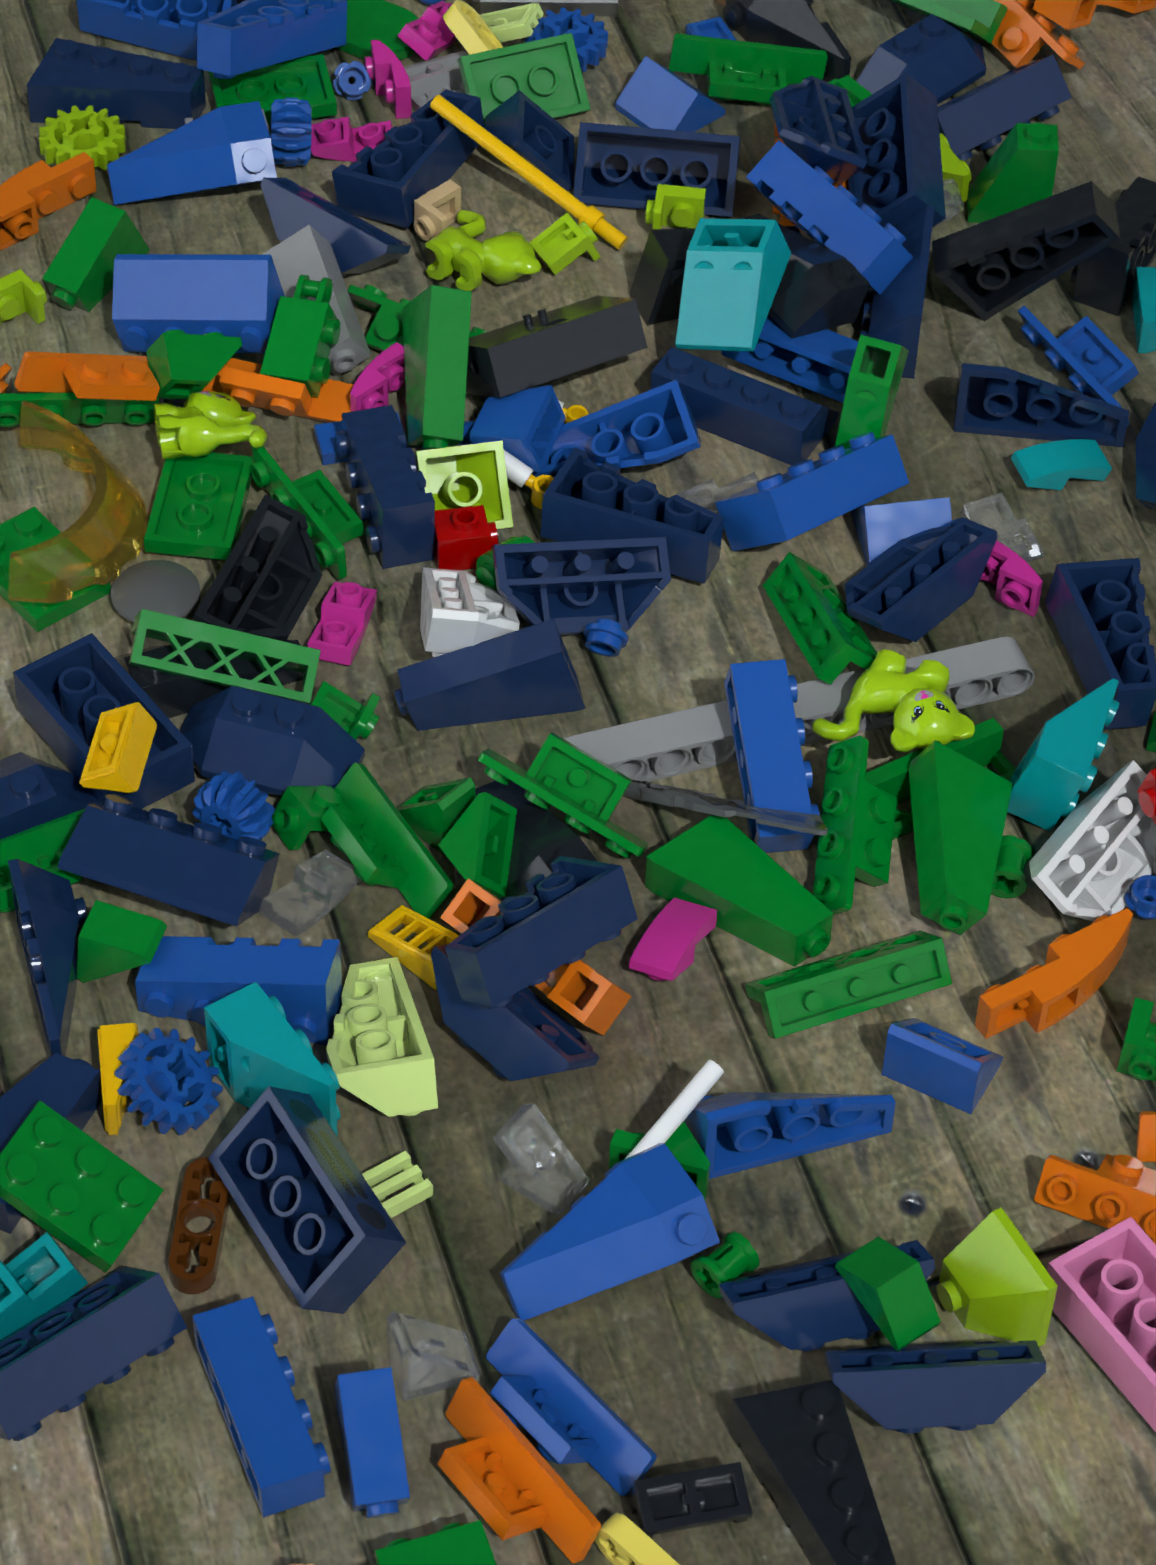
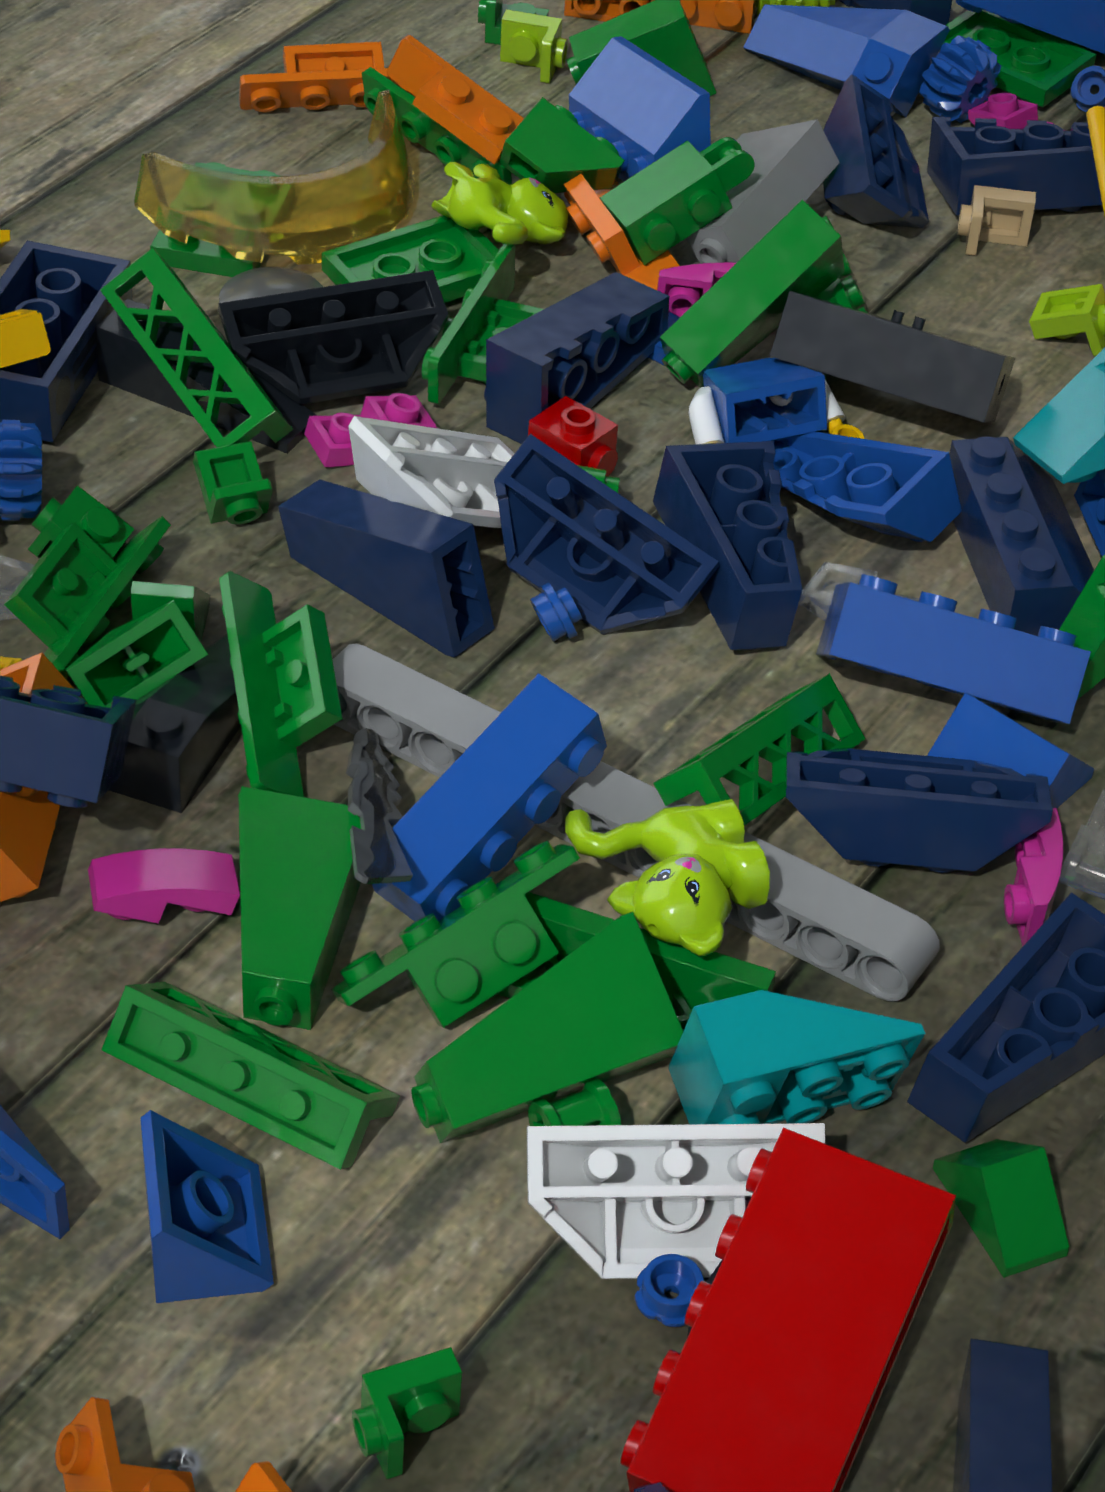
camera: 50 degrees right, 5 degrees down
(268, 740) = (141, 462): dark blue wedge -> none
(468, 478) = (645, 399): lime slope -> none
(497, 258) = (981, 266): lime animal -> none
(1071, 975) = (464, 1277): orange slope -> none

